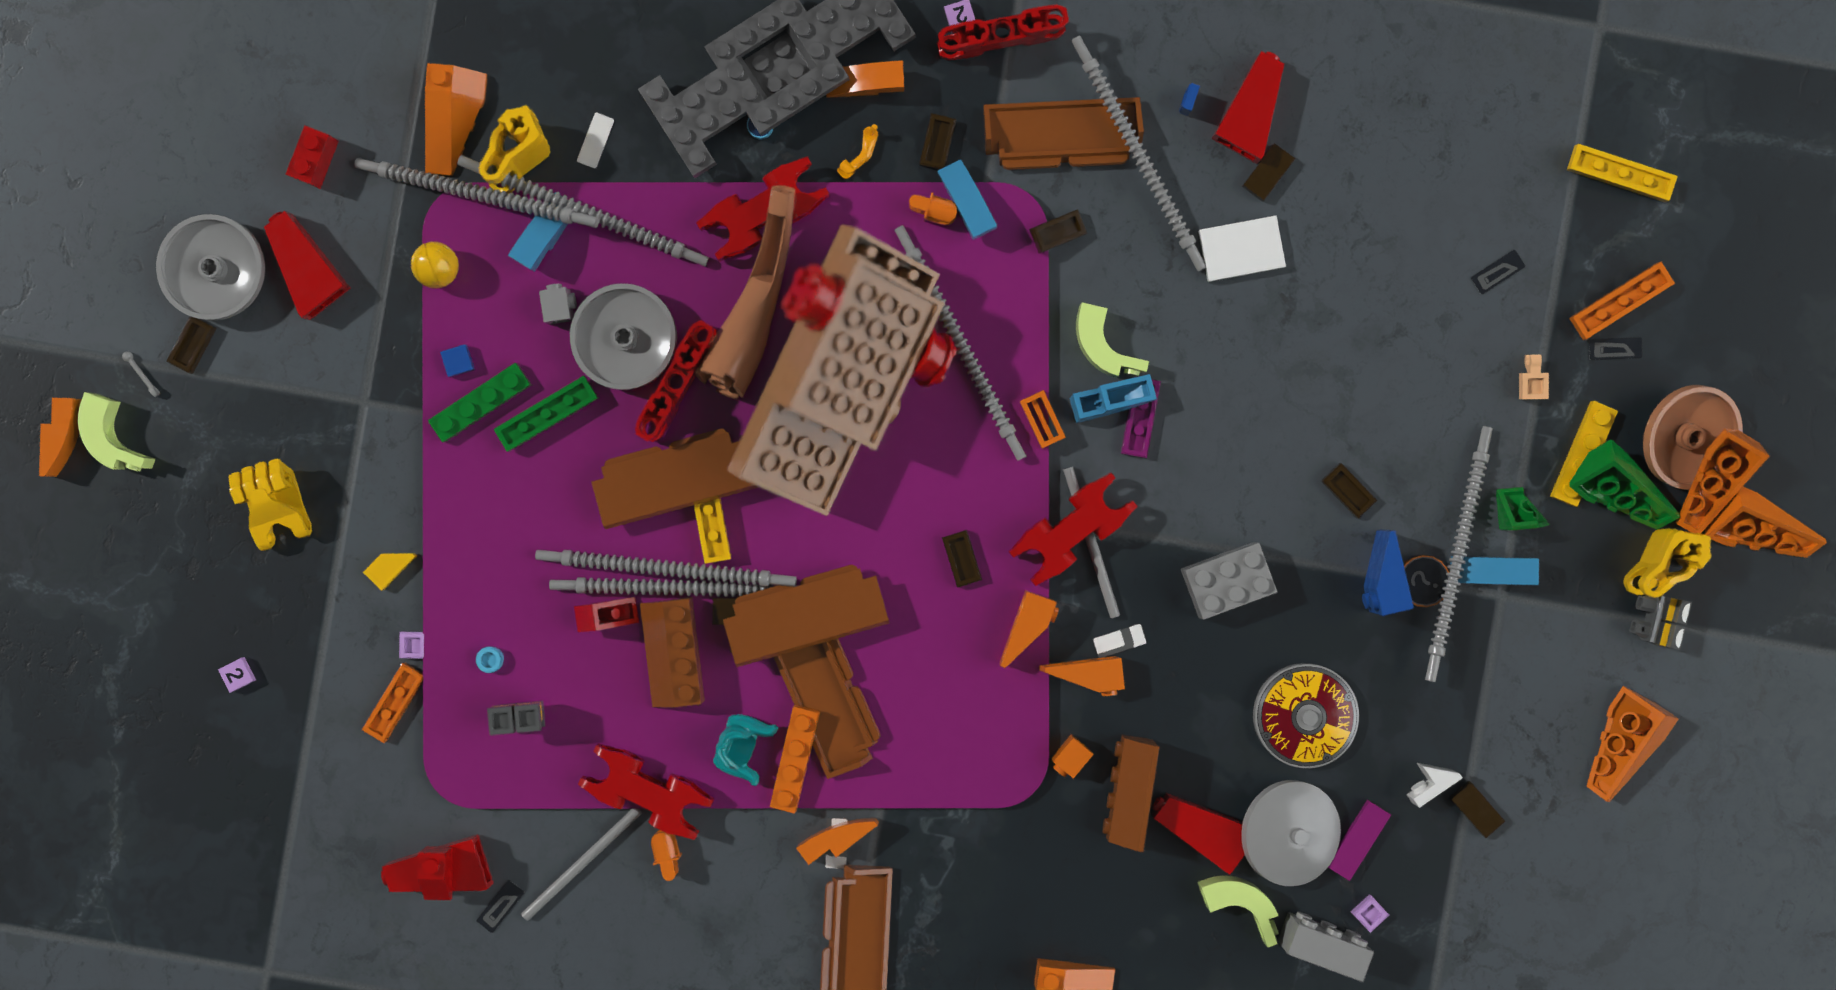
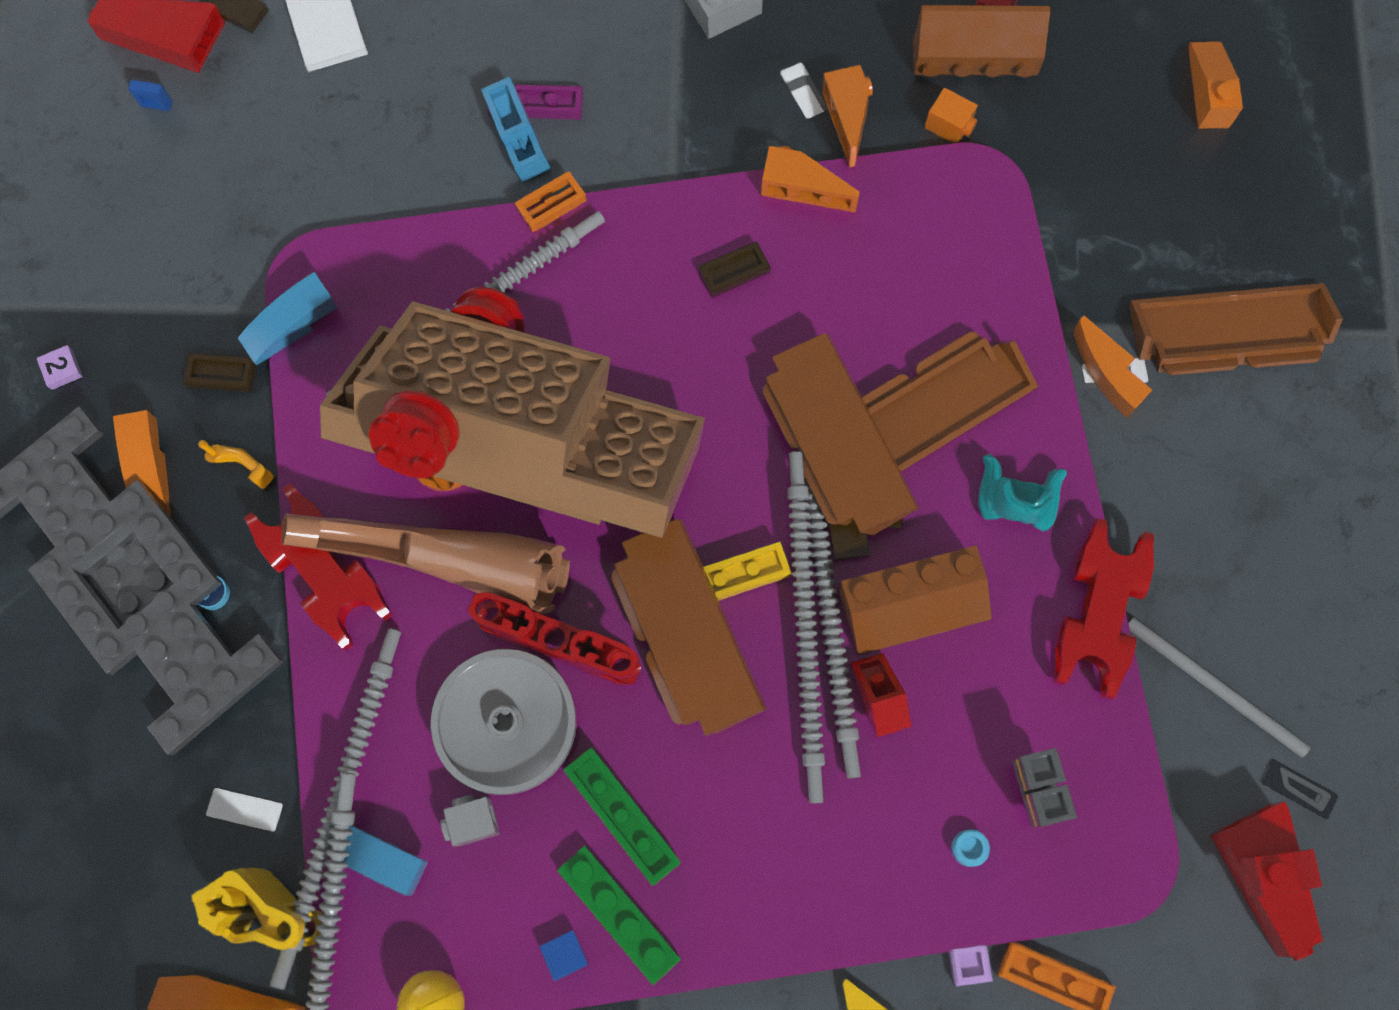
camera: 90 degrees left, 15 degrees down
(666, 854) = (1178, 574): orange arm -> none
(794, 759) = (1022, 427): orange plate -> none
(934, 208) = (301, 357): orange arm -> none
(1026, 29) = (78, 328): red piece -> none
(1057, 540) = (695, 163): red piece -> none
(1058, 231) = (320, 217): dark brown tile -> none
(1059, 132) = (199, 231): dark orange slope -> none
(1090, 66) = (113, 199): light grey hose -> none
(1095, 348) = (454, 158): yellowish green arch -> none
(1095, 554) = (691, 134): light grey piece -> none

